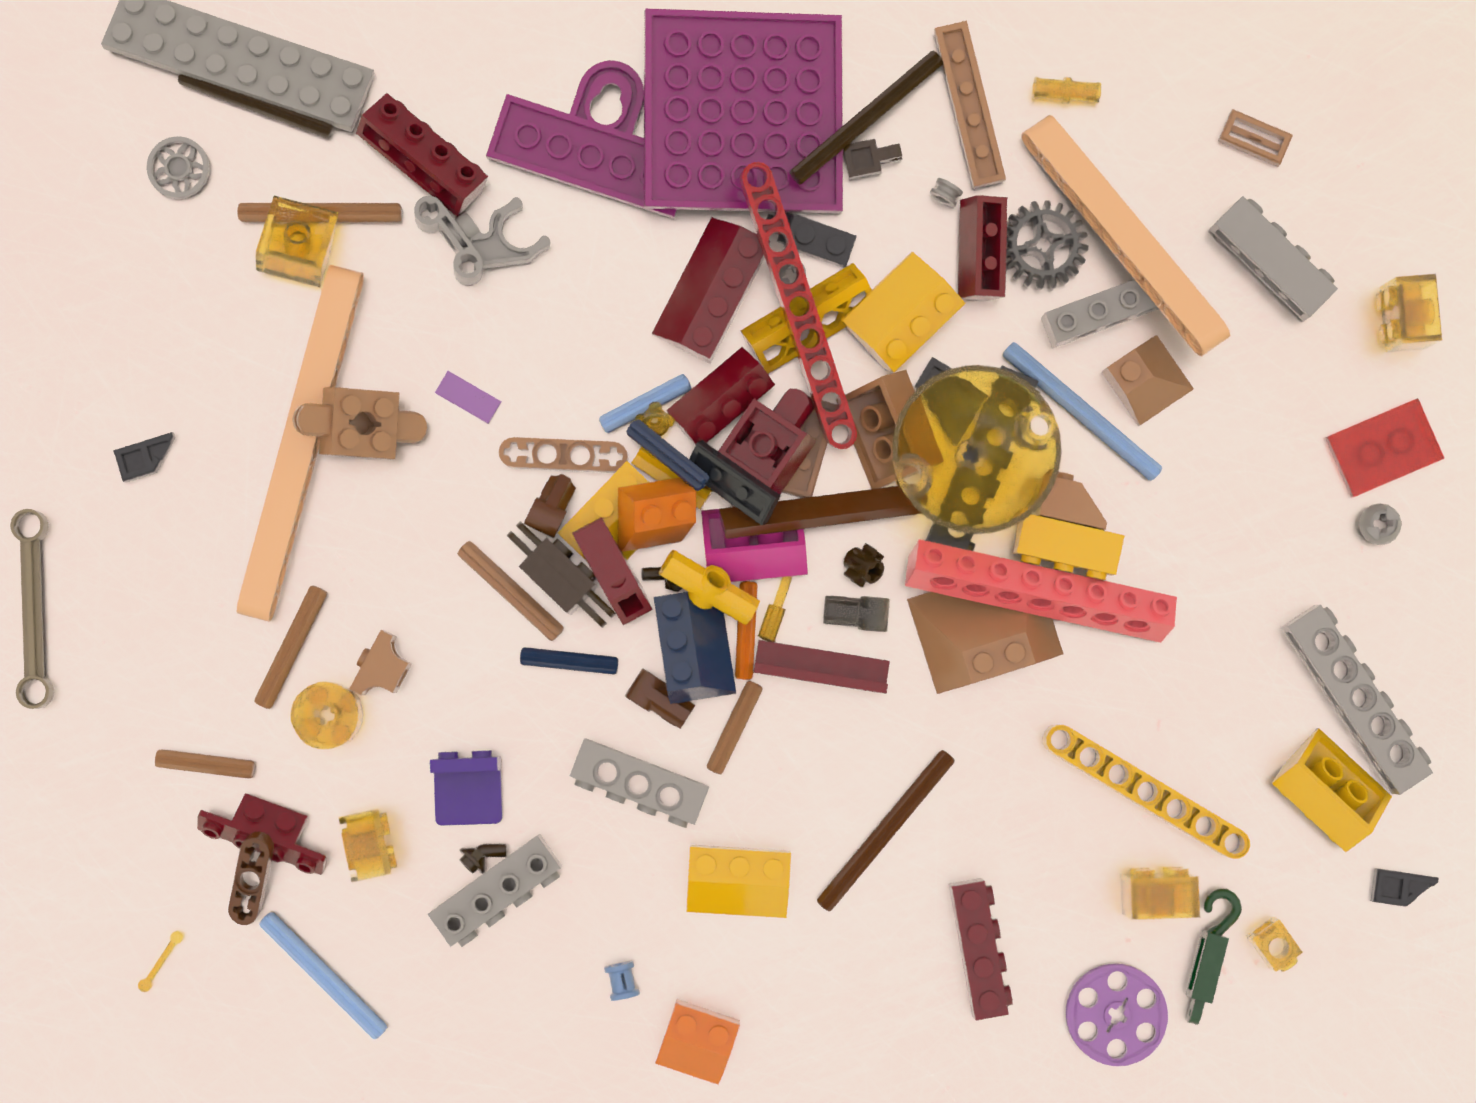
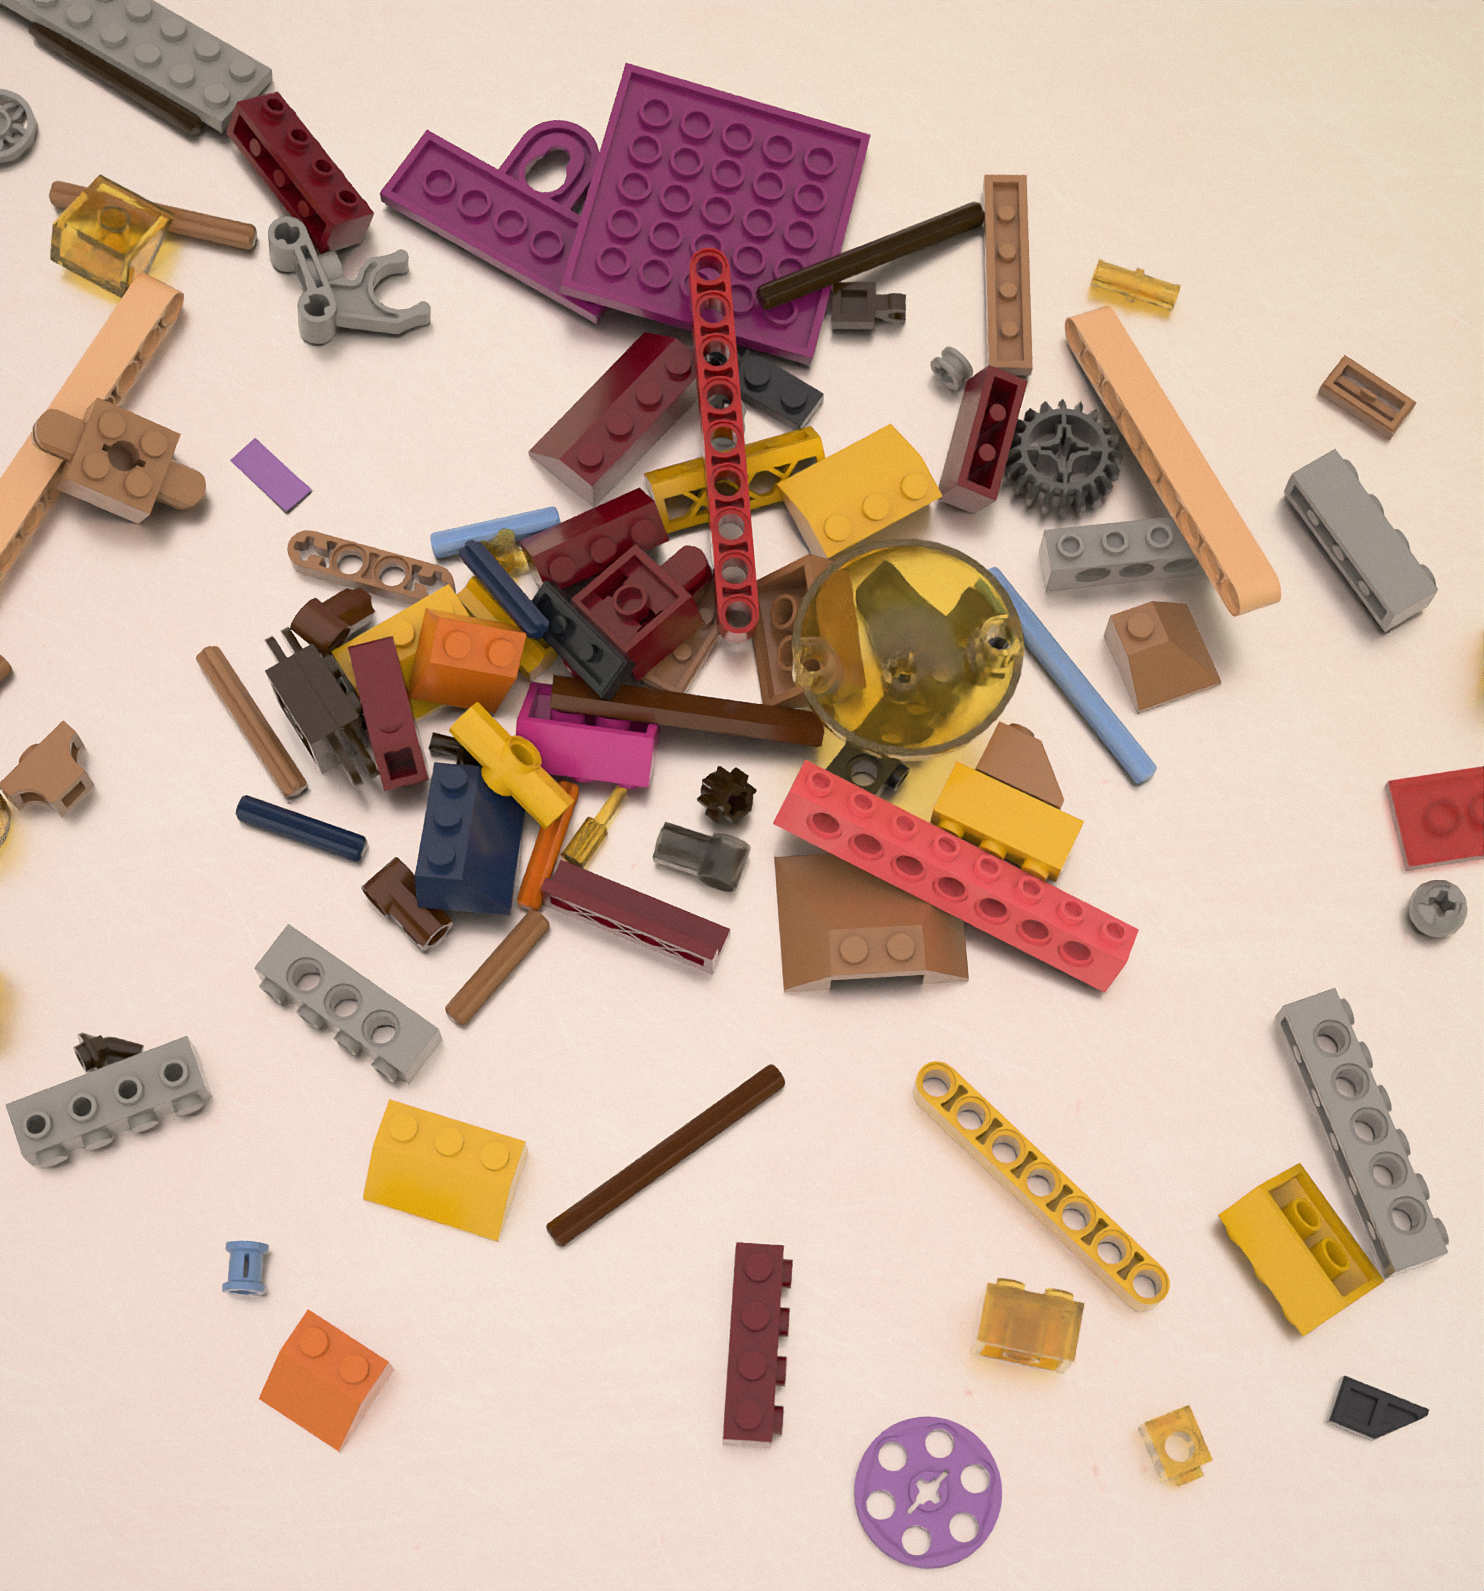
camera: 15 degrees right, 15 degrees down
(467, 788) = (115, 955): dark purple bracket -> none
(1210, 955) = (1081, 1436): dark green piece -> none

